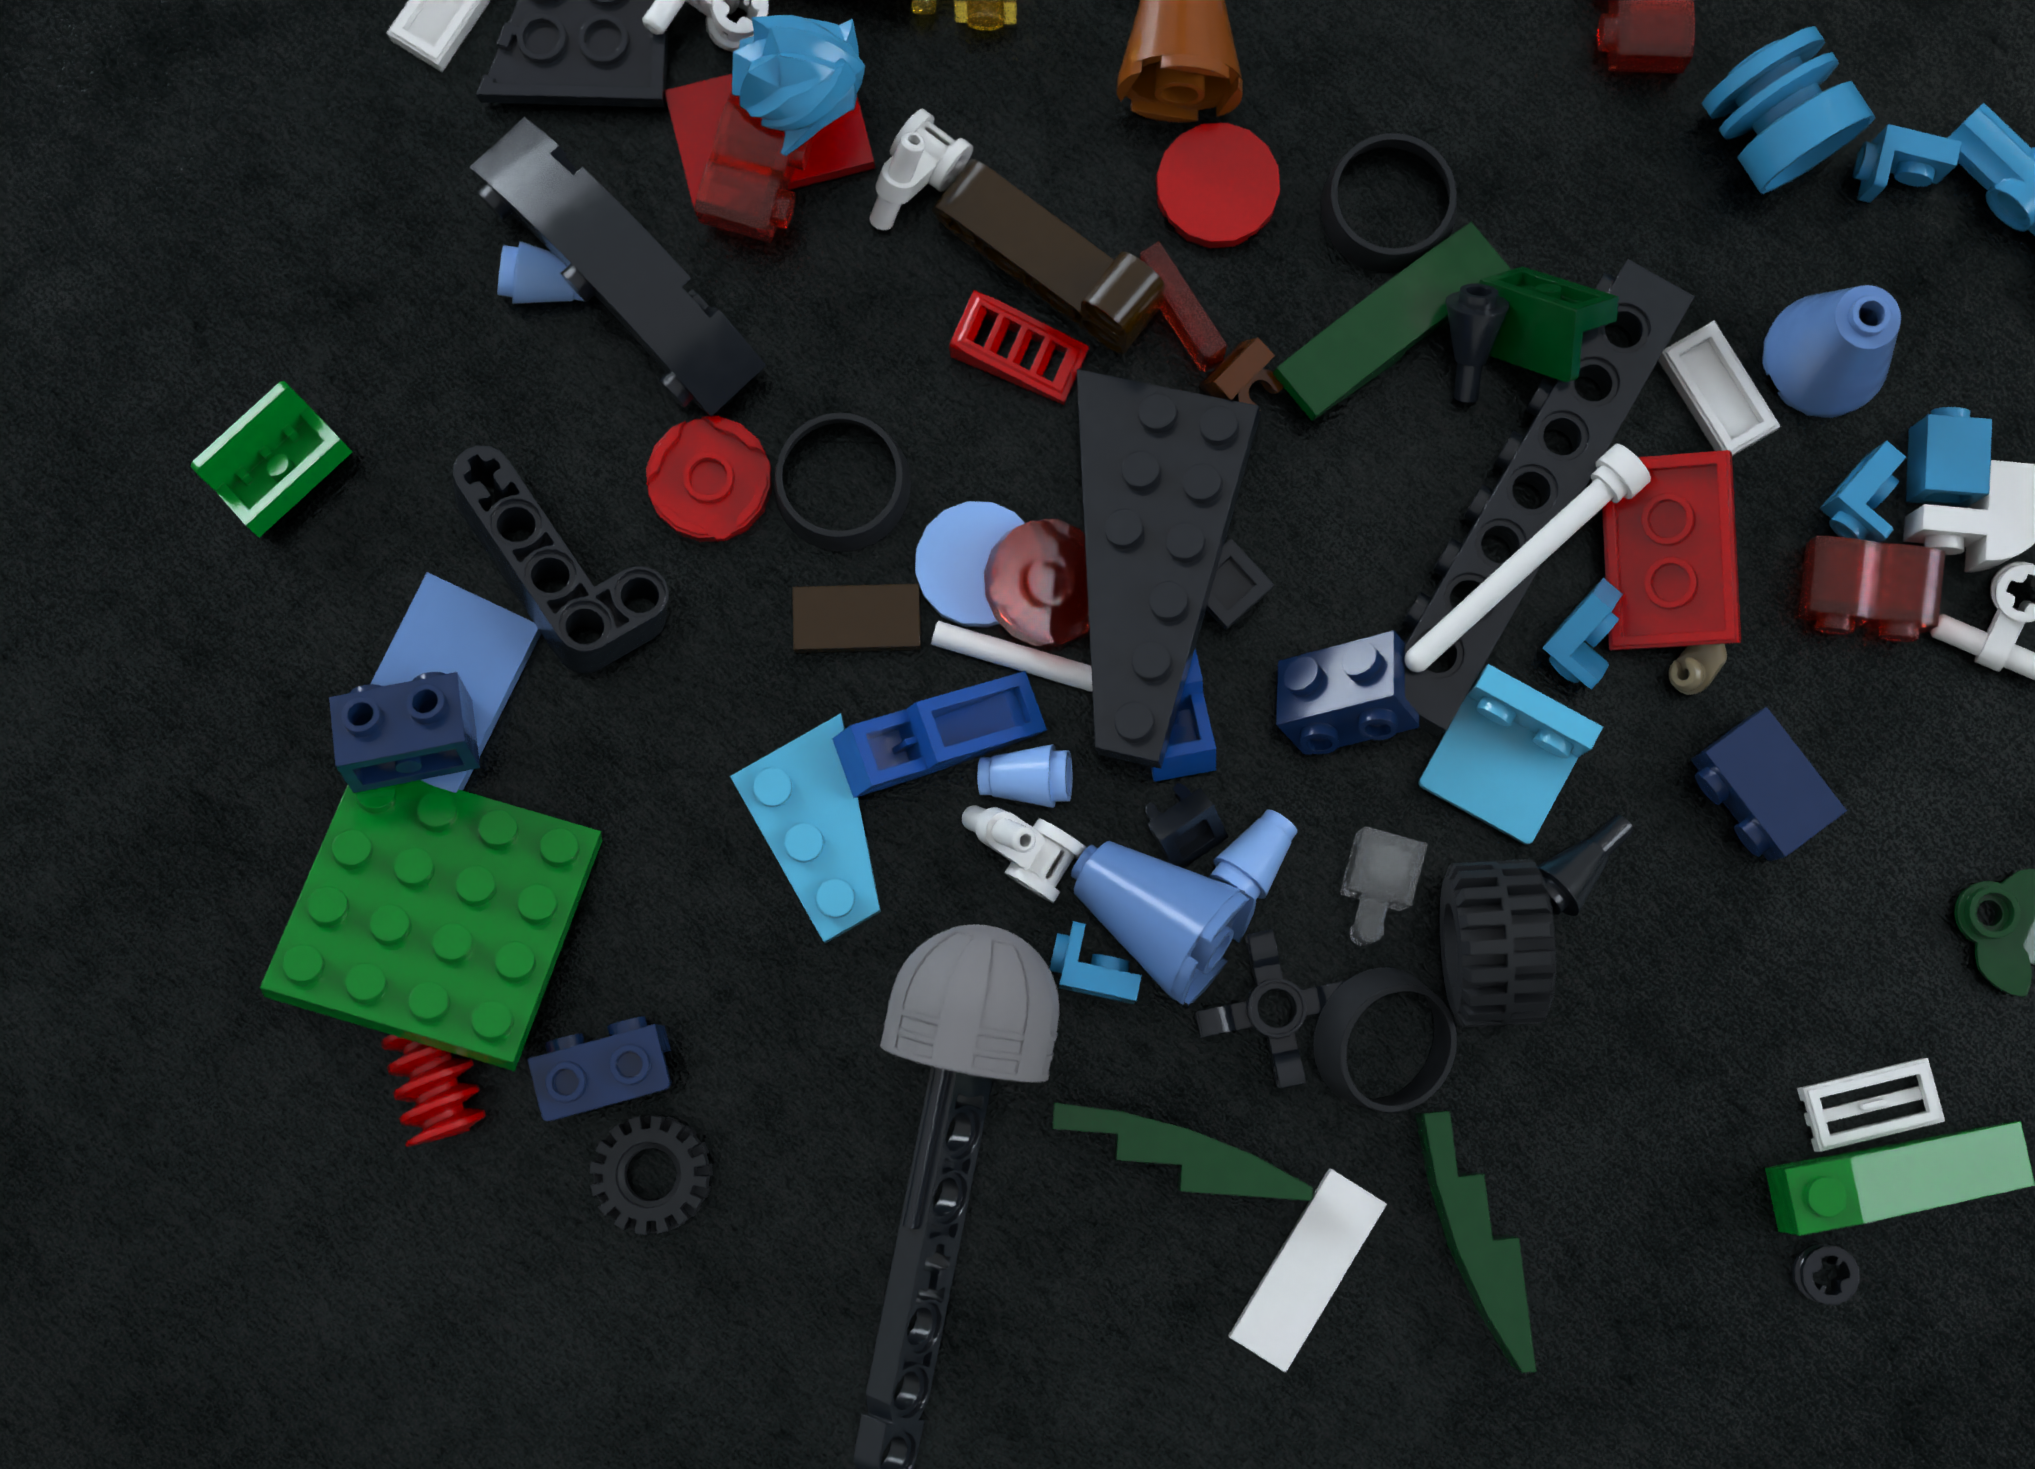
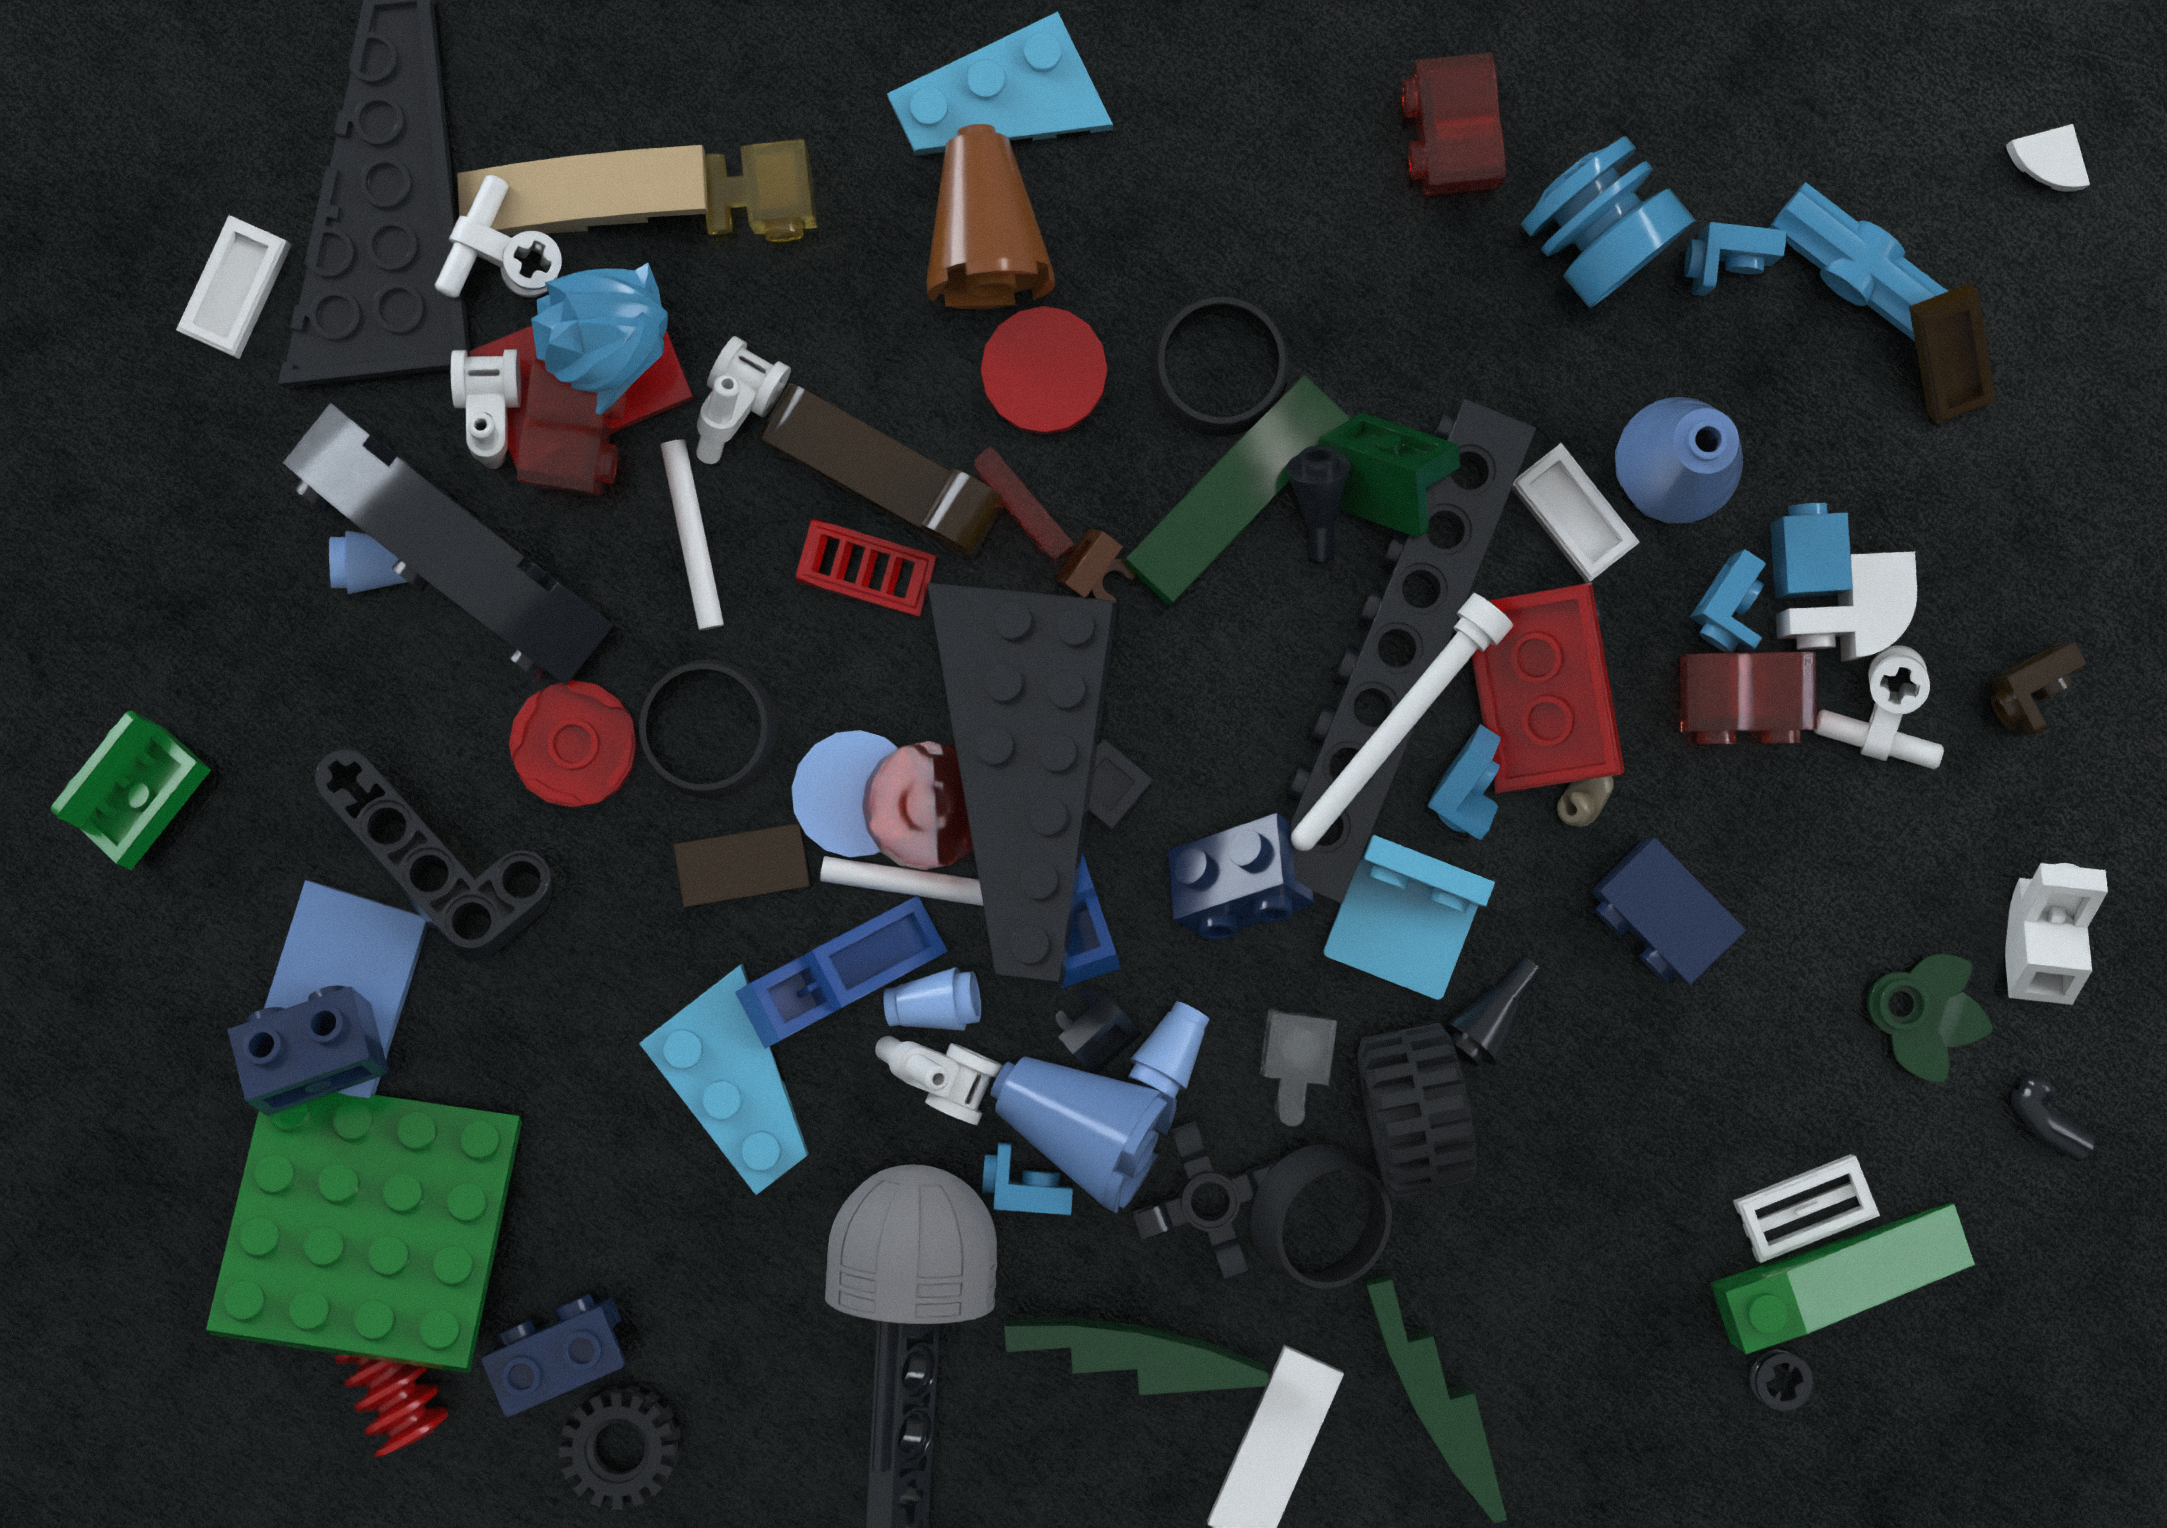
camera: 10 degrees left, 5 degrees up
(676, 124) = (486, 390): none -> white piece
(853, 295) = (692, 534): none -> white bar

